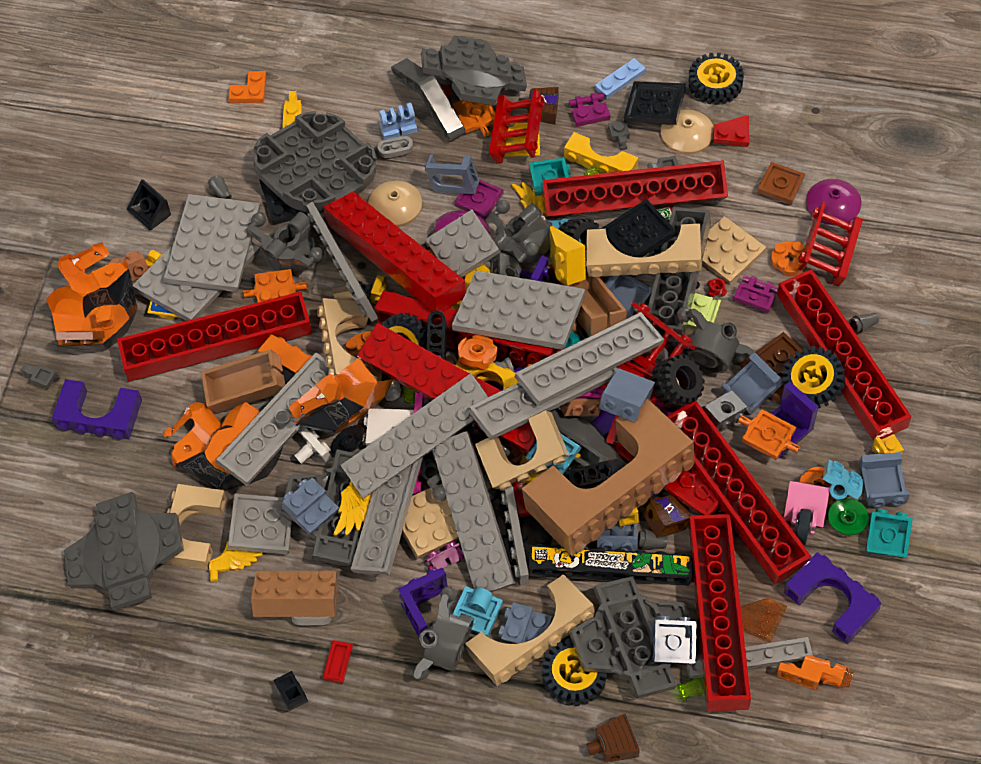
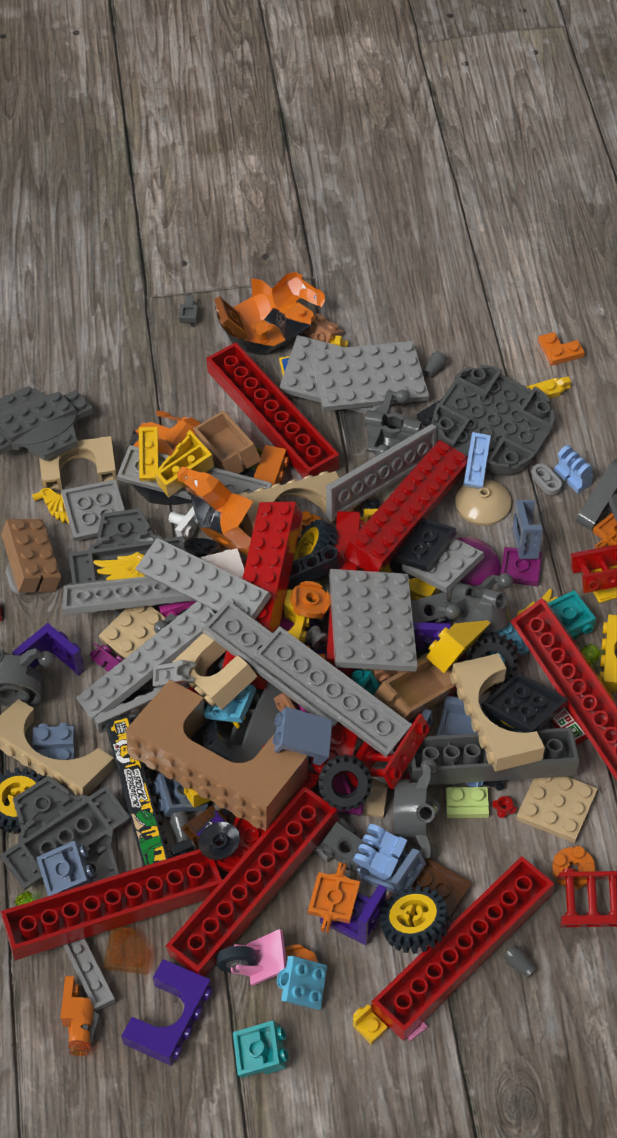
camera: 70 degrees right, 5 degrees down
(116, 423) = (162, 377): dark purple arch -> none
(148, 206) = (392, 321): black slope -> none
(237, 443) = (148, 453): none -> yellow hinge
(269, 412) = (188, 454): none -> yellow wedge
(274, 285) = (346, 440): orange plate -> none
(309, 506) = (113, 531): sand blue plate -> none
(361, 185) = (477, 460): none -> light blue plate
(447, 247) = (425, 544): none -> black plate
(481, 606) = (59, 702): medium azure plate -> none
(511, 488) = (177, 672): none -> light grey plate
(678, 542) = (182, 848): none -> black plate
(691, 494) = (219, 833): none -> black dish
(737, 376) = (389, 849): none -> light blue legs
(754, 297) = (505, 844): magenta plate -> none
(849, 509) = (265, 994): green dish -> none
(883, 479) = (325, 1031): sand blue panel -> none

